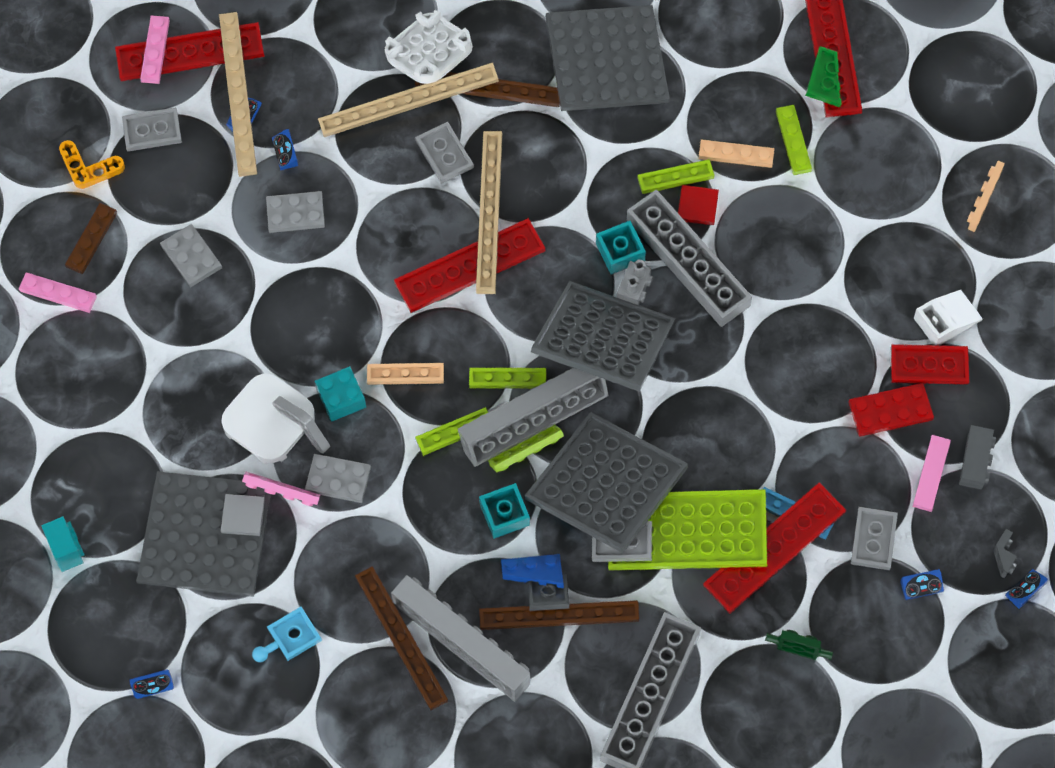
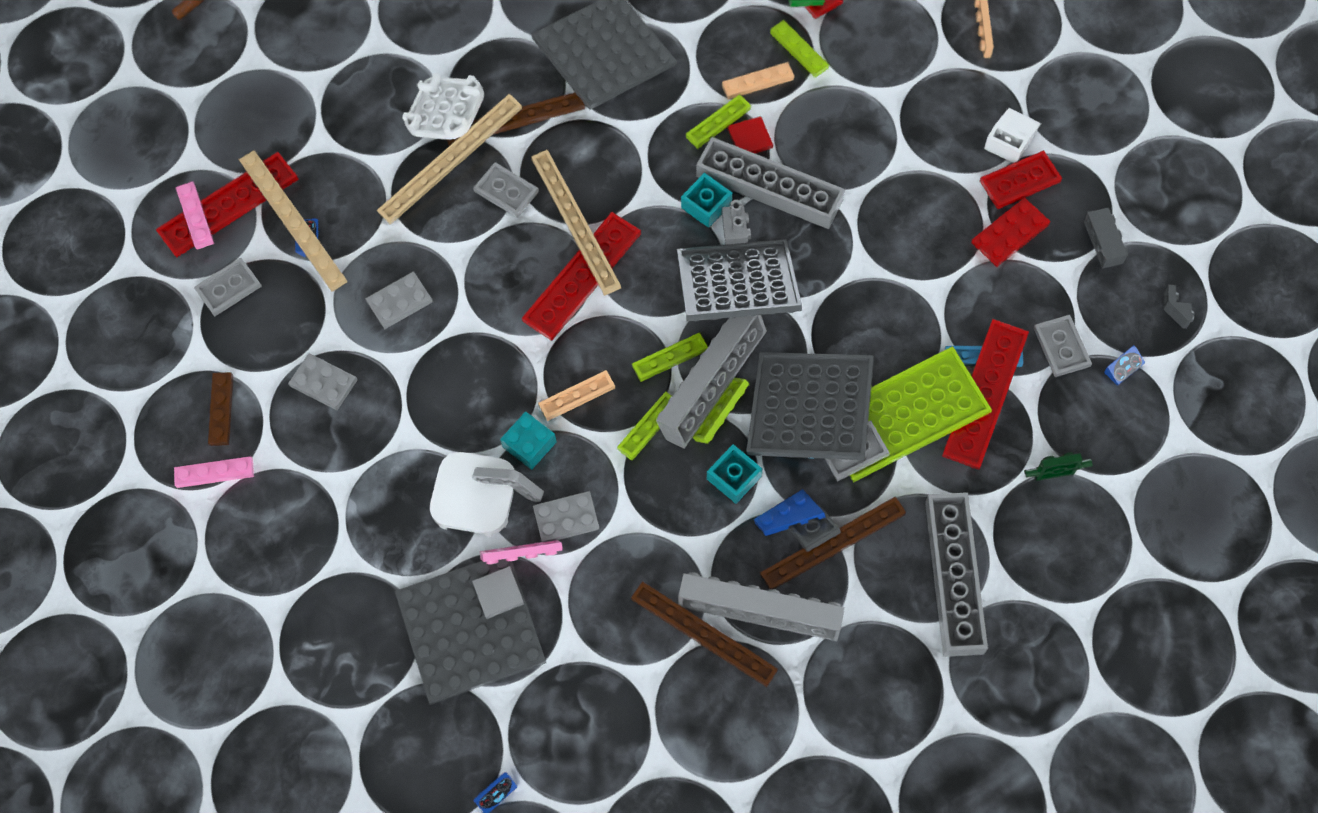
camera: 25 degrees left, 0 degrees up
(63, 543) = (345, 705): teal brick -> none
(88, 172) = (187, 351): light orange beam -> none
(284, 150) = (361, 251): slope -> none
(289, 646) = (606, 692): medium azure plate -> none
(931, 473) = (1075, 269): bright pink tile -> none
(1026, 588) = (1211, 327): slope -> none

